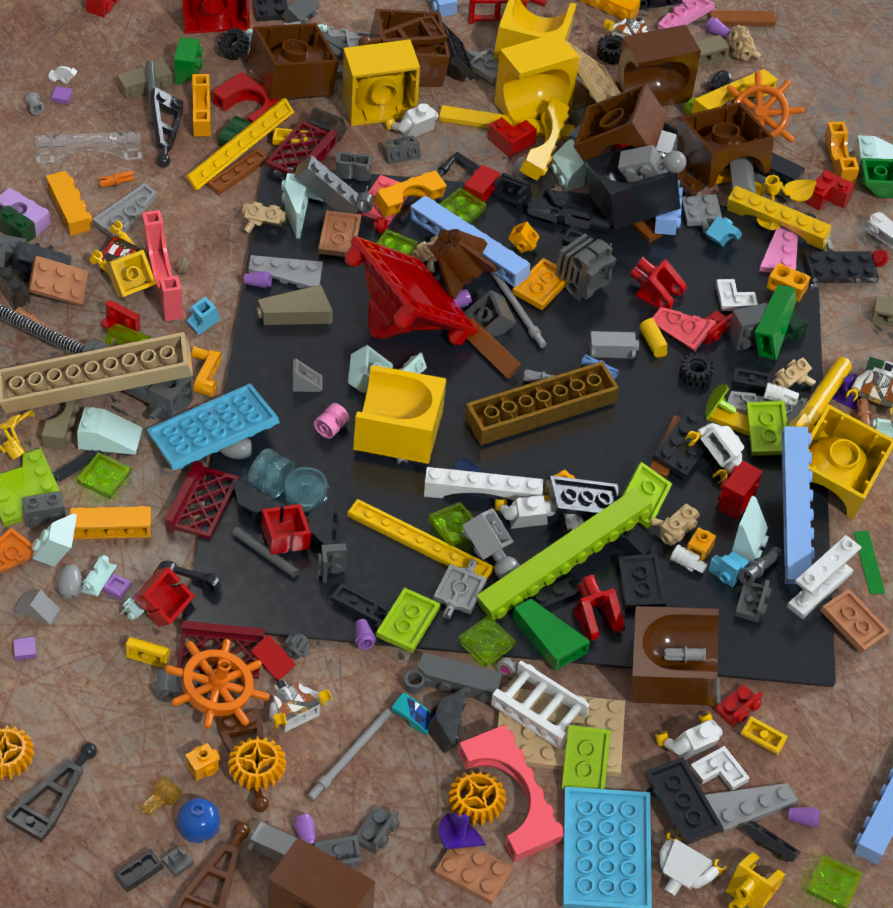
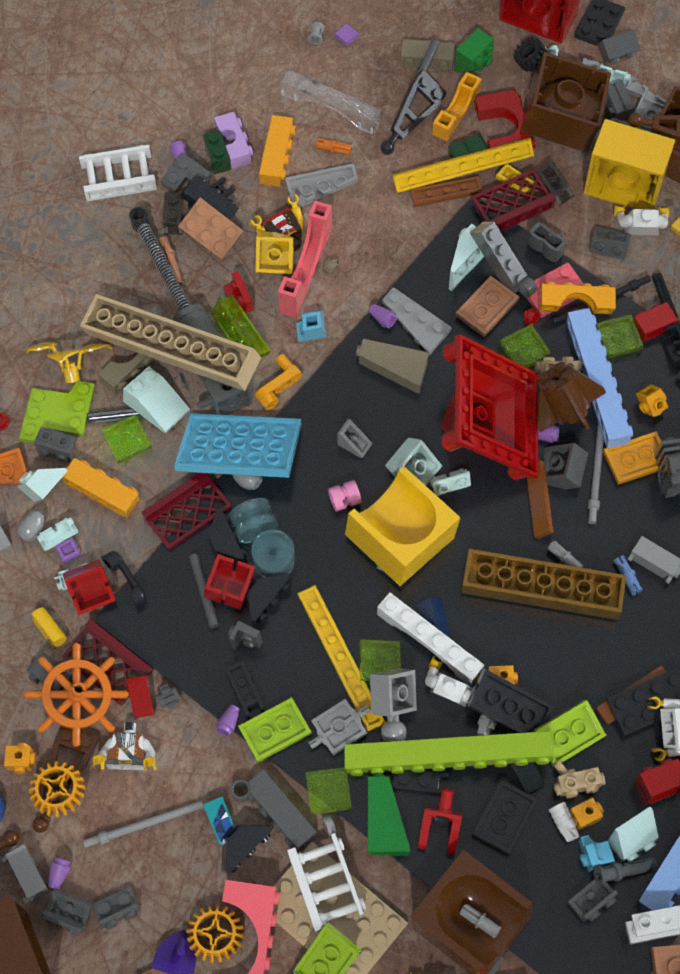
camera: 40 degrees right, 15 degrees up
(62, 73) = (360, 13): white piece -> none
(258, 214) = (427, 249): tan brick -> none

